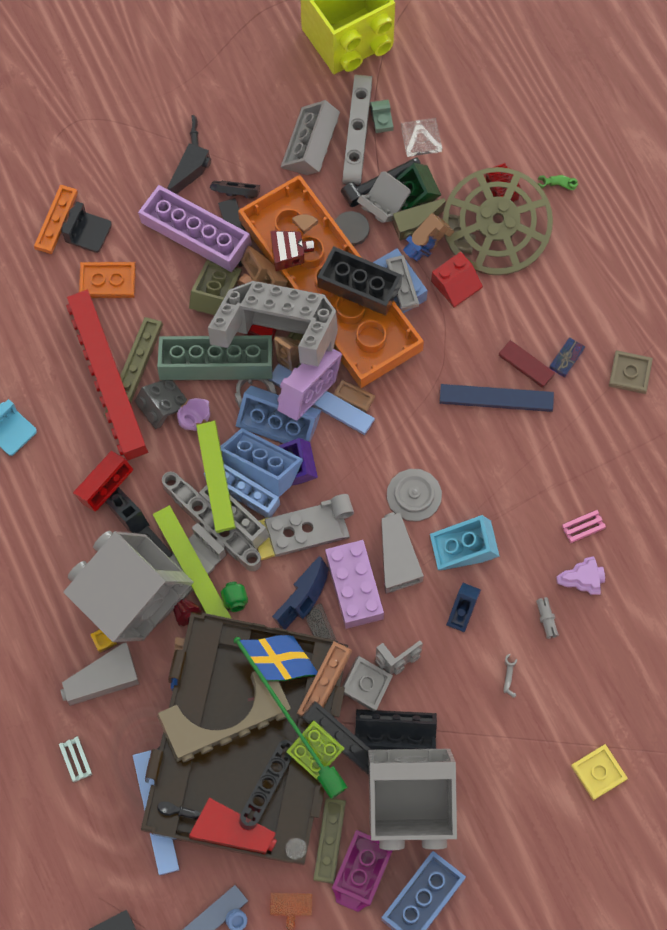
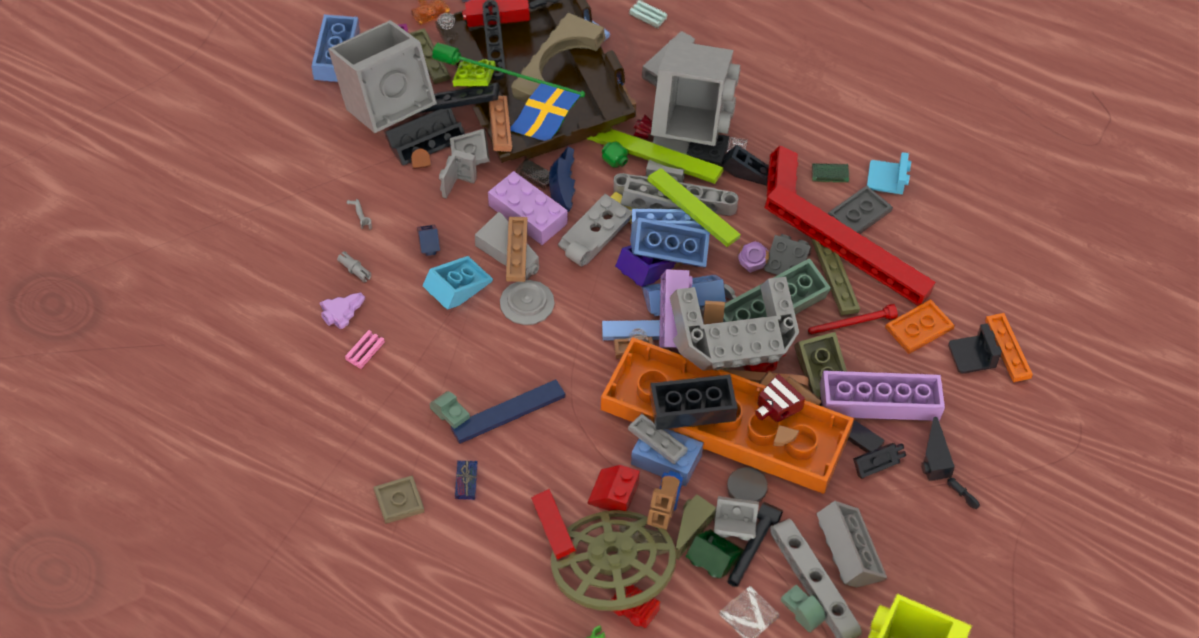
camera: 145 degrees right, 15 degrees down
(55, 466) = (830, 172): none -> clear green tile
(63, 412) = (861, 210): none -> dark grey tile
(123, 303) = (889, 312): none -> red piece
(348, 394) = (638, 334): none -> clear plate
(398, 530) = (516, 249): none -> medium nougat plate
(417, 706) = (420, 159): none -> dark orange tile
(524, 274) = (553, 524): none -> red tile
(526, 364) = (500, 454): dark red tile -> none
(547, 422) = (448, 408): none -> sand green brick
(599, 772) = (249, 189): light yellow tile -> none

